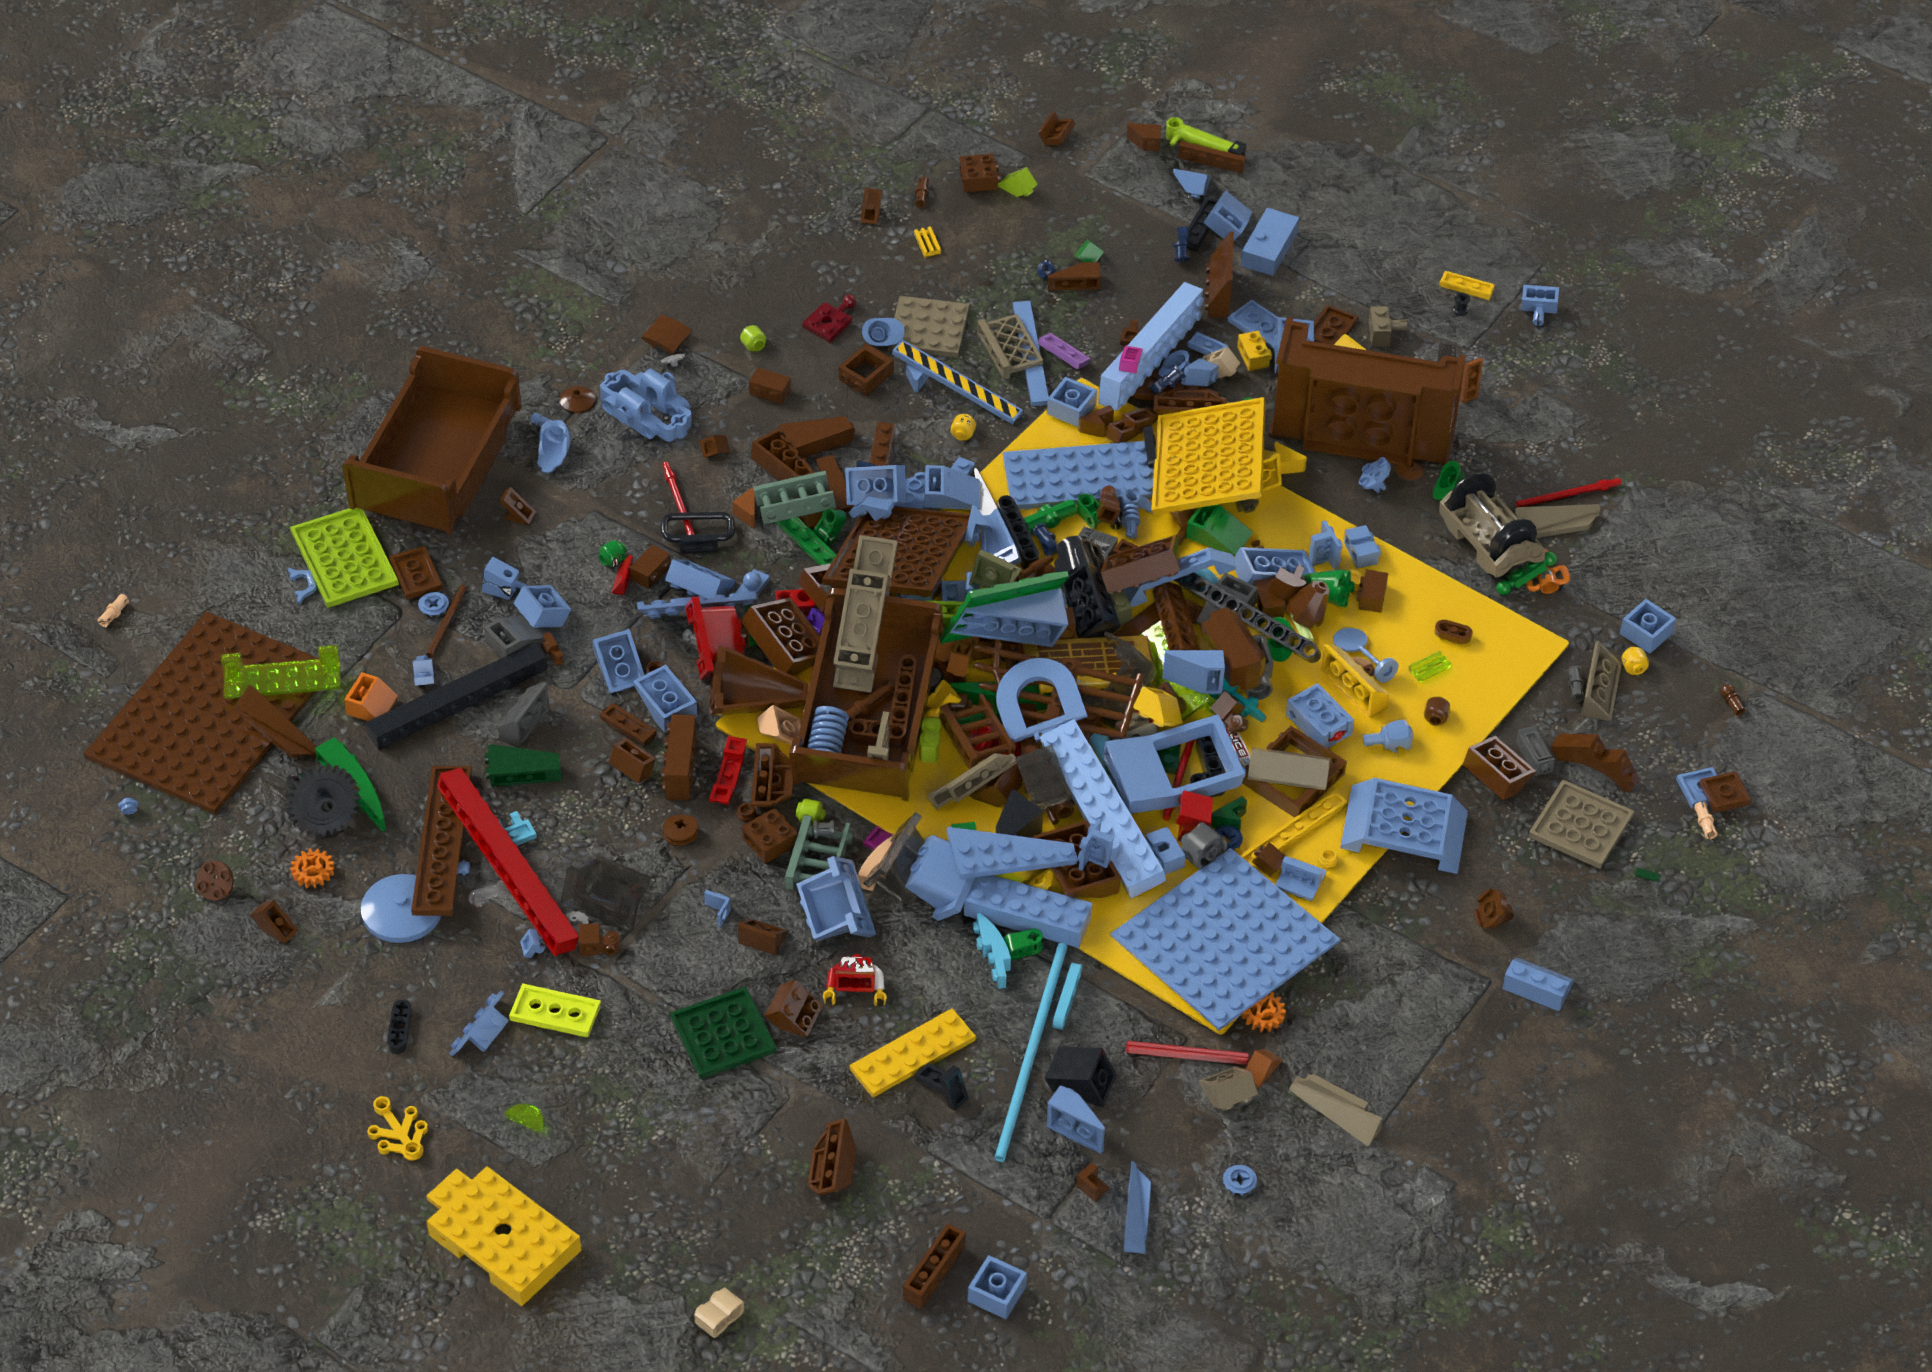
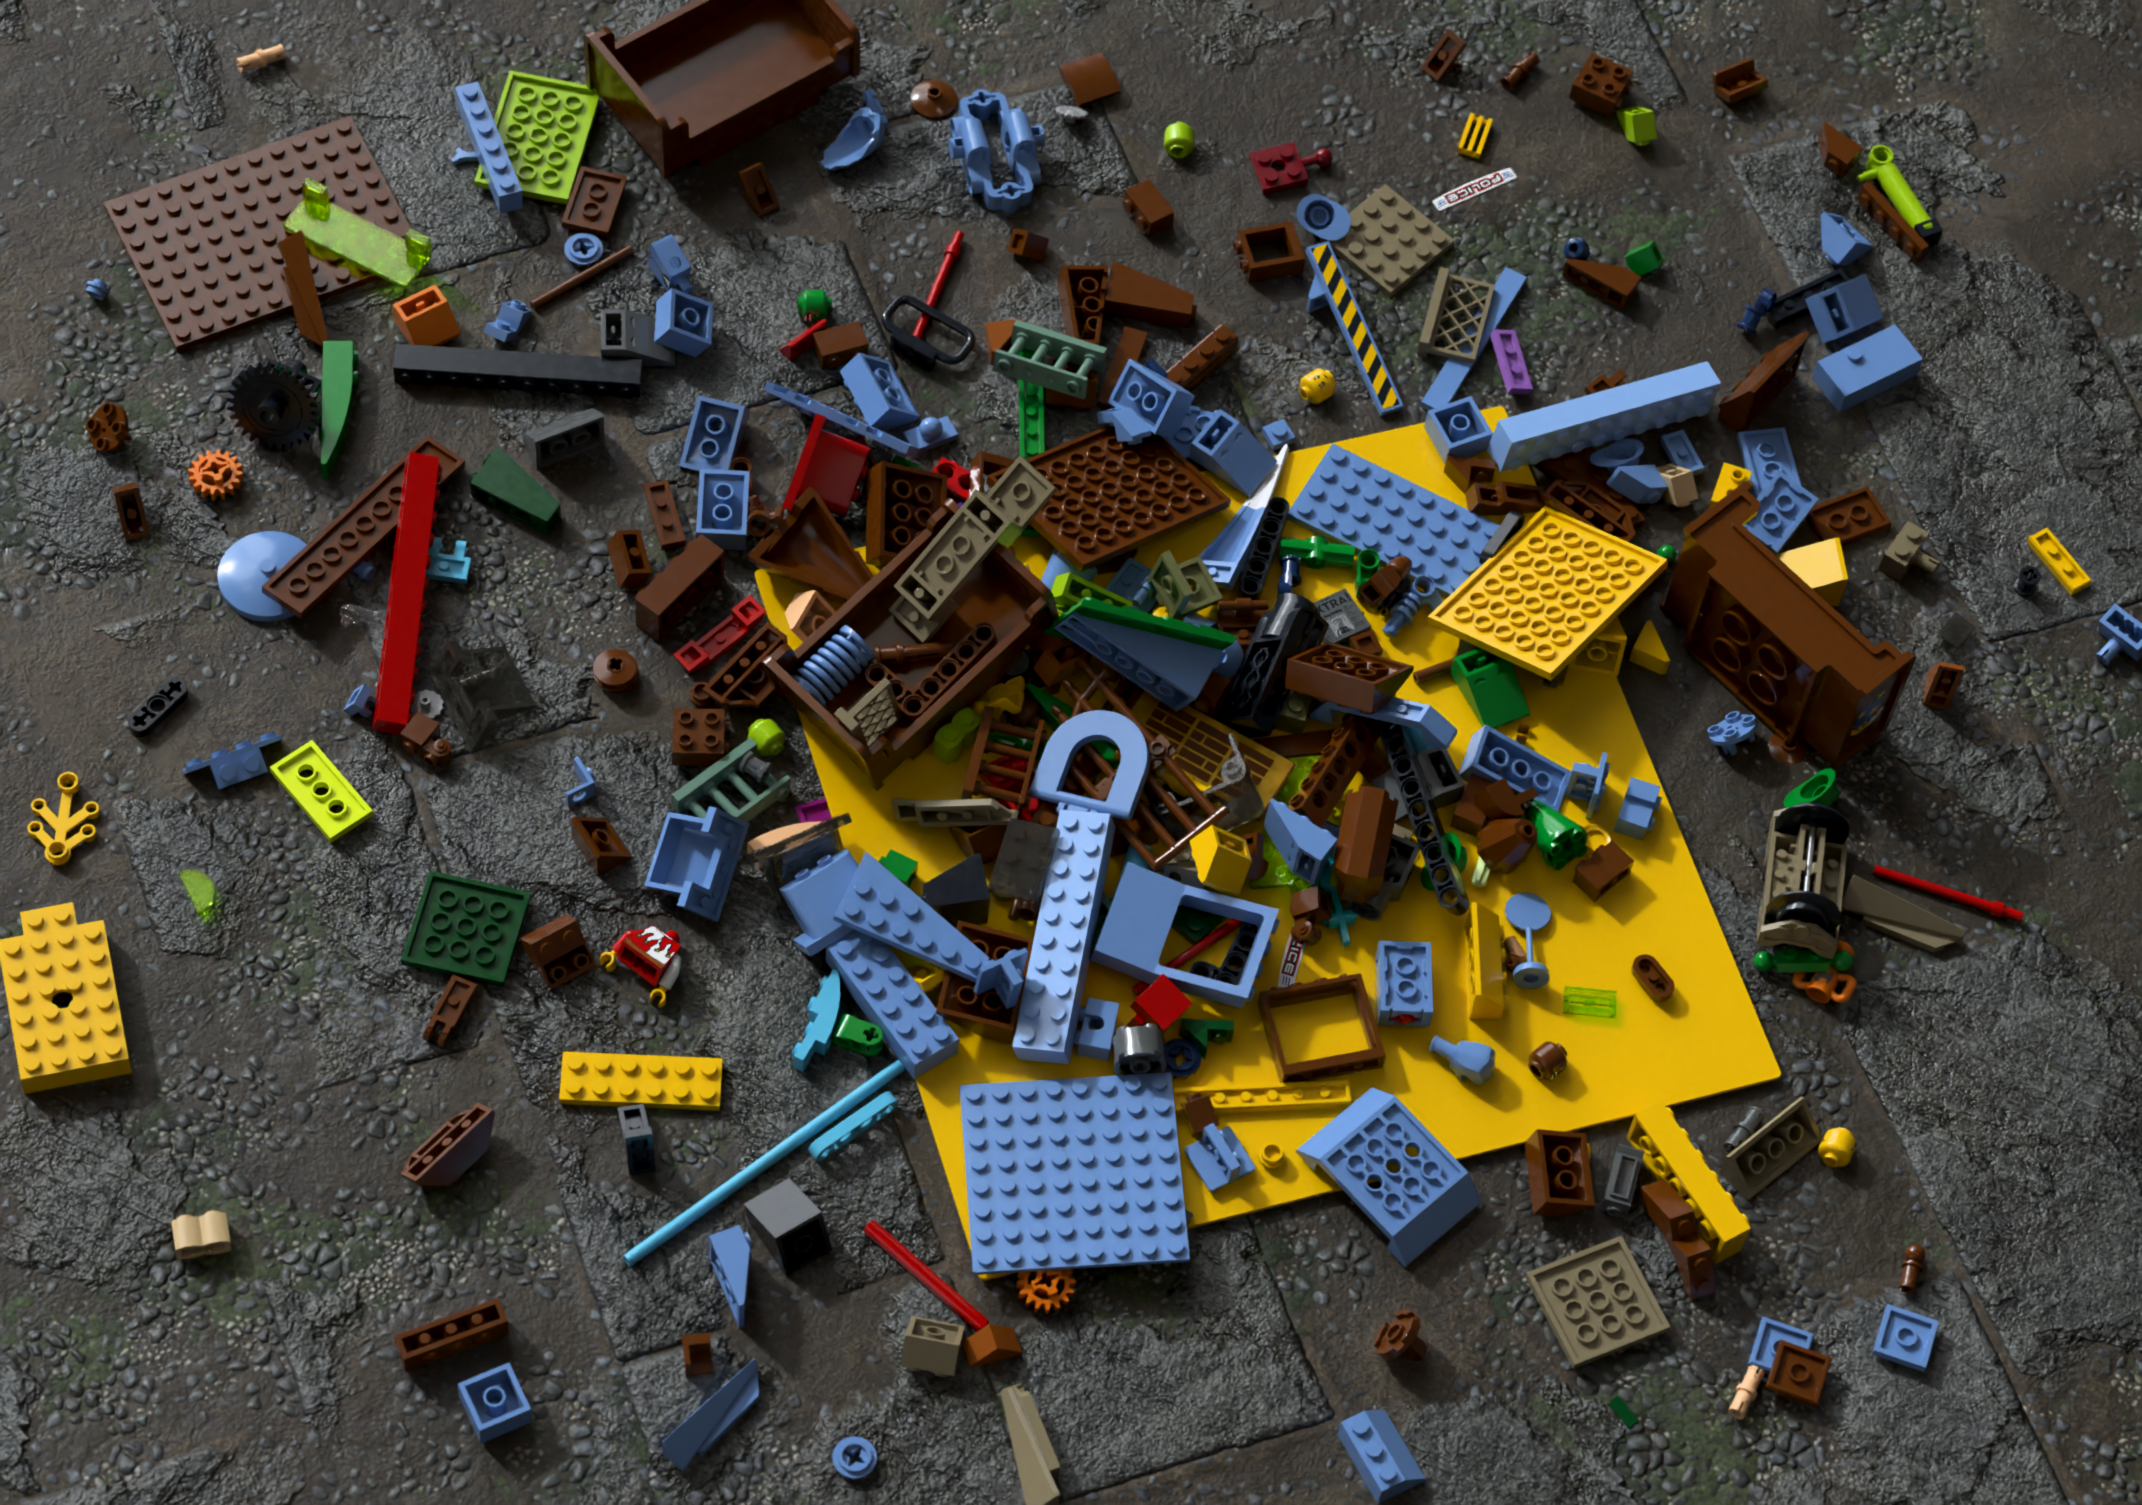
camera: 30 degrees right, 10 degrees up
(321, 575) = (489, 147): none -> medium blue brick
(551, 647) = (659, 374): reddish brown plate -> none
(698, 689) = (760, 510): none -> reddish brown pin
(755, 1084) = (450, 1008): none -> reddish brown hinge
(830, 526) = (1068, 415): green piece -> none
(952, 271) = (1474, 188): none -> sticker
(975, 524) = (1224, 509): medium blue slope -> none
(1130, 359) = (1543, 432): dark pink slope -> none
(1170, 379) = (1590, 470): dark blue connector -> none
(1288, 768) = (1310, 1021): dark tan slope -> none
(1558, 717) = (1674, 1158): none -> yellow brick
(1647, 626) = (1887, 1115): medium blue brick -> none
(1763, 737) = (1905, 1337): none -> medium blue plate

